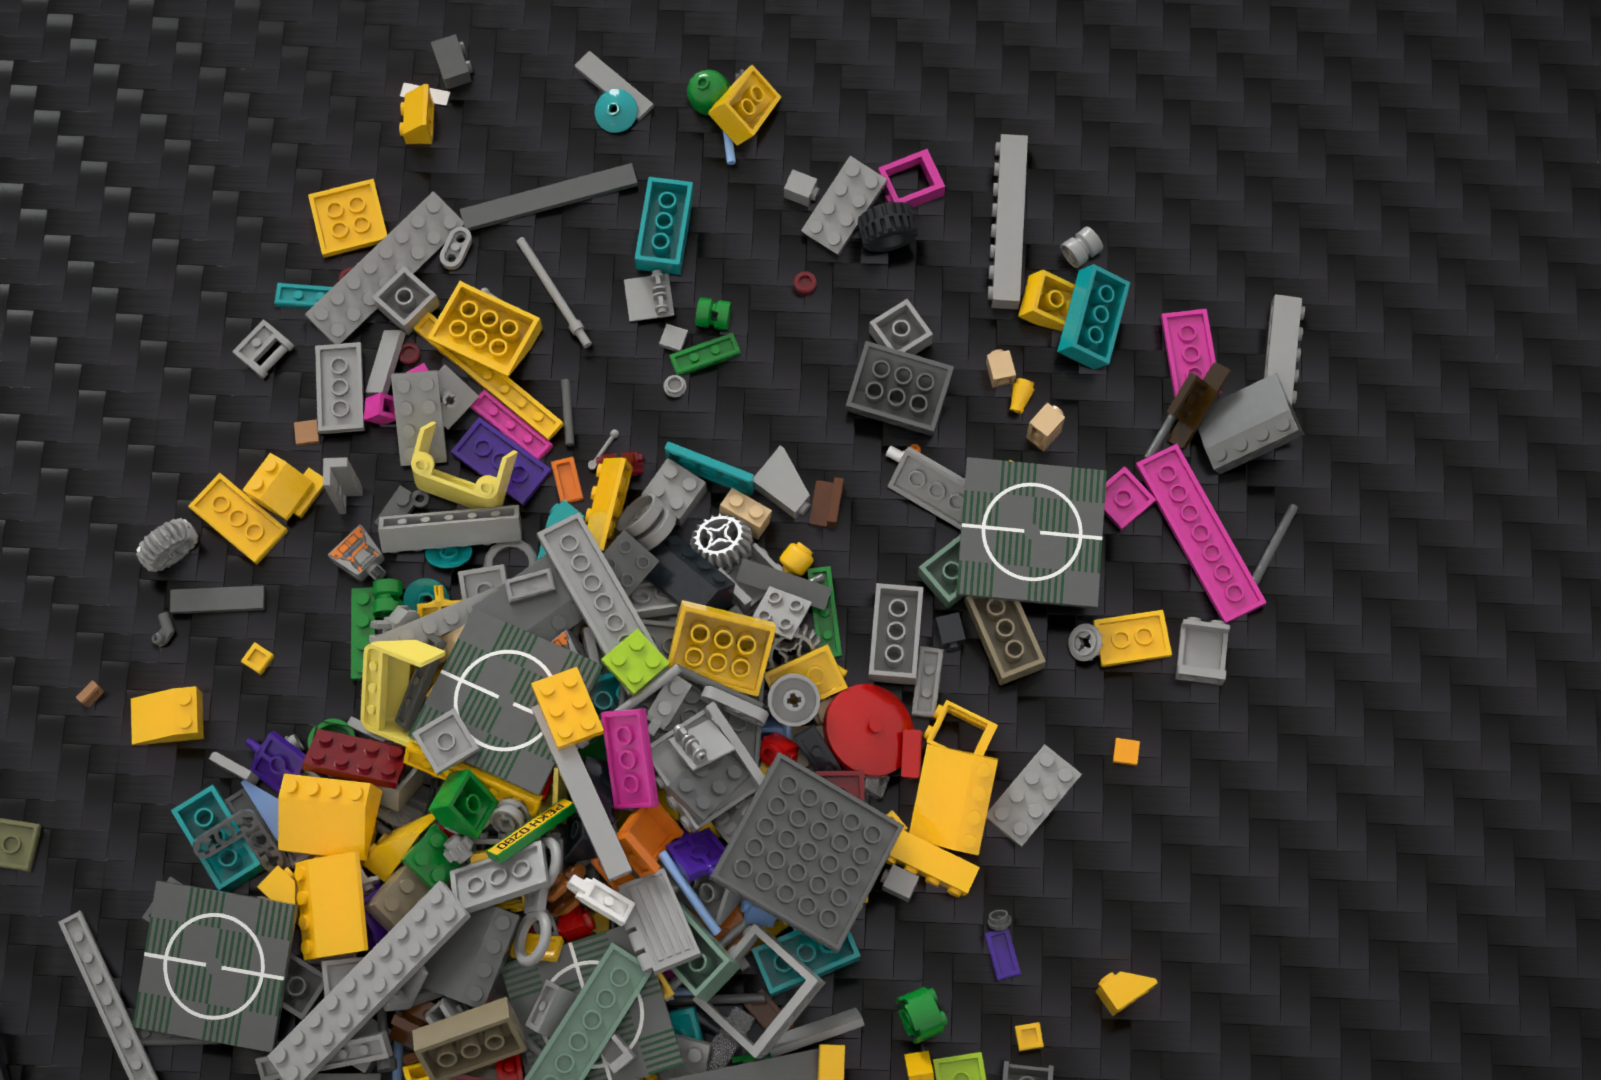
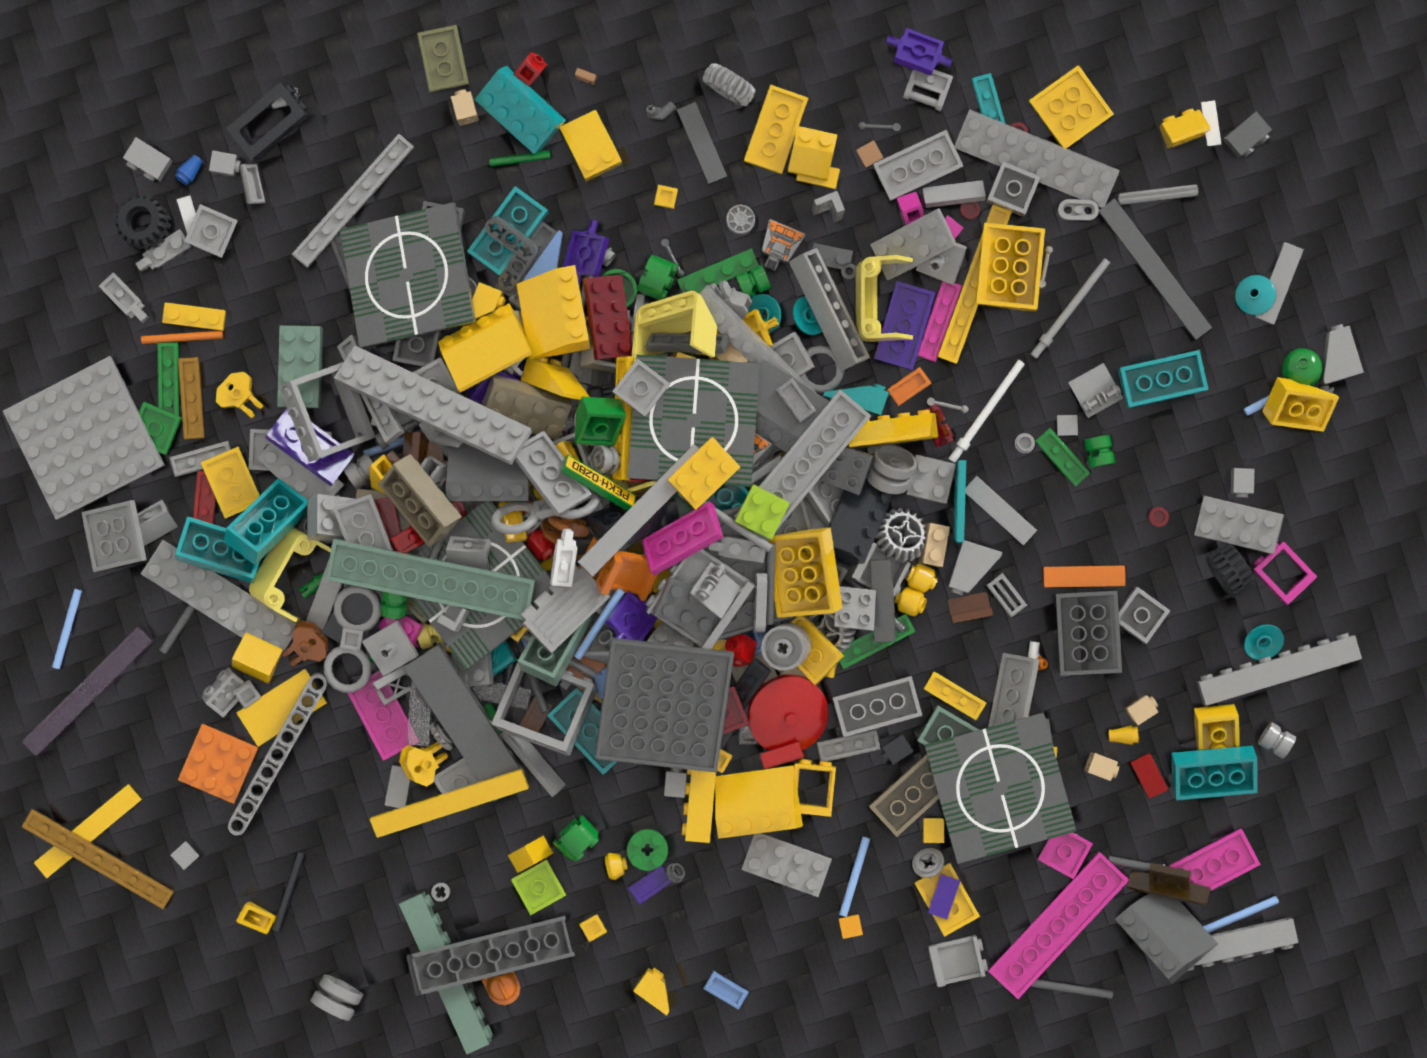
camera: 65 degrees right, 15 degrees up
(54, 749) = (530, 68): none -> red brick
(62, 835) = (464, 107): none -> tan brick
(91, 776) = (520, 109): none -> teal brick
(146, 799) = (519, 158): none -> green bar
(222, 343) = (918, 51): none -> dark purple plate
(234, 768) = (569, 218): light grey tile -> none
(291, 397) = (896, 127): none -> dark grey hinge
(306, 678) = (665, 243): none -> dark grey hinge
(316, 588) = (740, 219): none -> light grey wheel
(338, 695) = (657, 277): none -> green brick
(427, 858) = (550, 413): green plate -> none
(458, 848) = (563, 430): light grey gear -> none
(474, 167) = (1158, 194): none -> light grey axle
(567, 412) = (968, 362): dark grey bar -> none
(650, 446) = (964, 443): none -> white bar
(710, 51) = (1340, 356): none -> light grey slope
(738, 434) = (1000, 510): none -> light grey tile
(775, 539) = (921, 578): none -> yellow head
(828, 470) = (1000, 600): none -> light grey tile
(838, 377) = (1084, 576): none -> orange tile
(914, 551) = (954, 695): none -> yellow plate
(960, 926) = (639, 857): none -> green brick
(967, 983) = (615, 865): none -> yellow cone
(974, 224) = (1270, 644): none -> teal dish
(1051, 625) = (933, 830): none -> yellow panel
(1072, 727) = (854, 876): none -> light blue bar
(1073, 385) = (1149, 775): none -> red slope
(1128, 638) = (943, 896): none -> dark purple tile
(1150, 913) = (726, 990): none -> medium blue tile
(1252, 344) = (1241, 914): none -> light blue bar

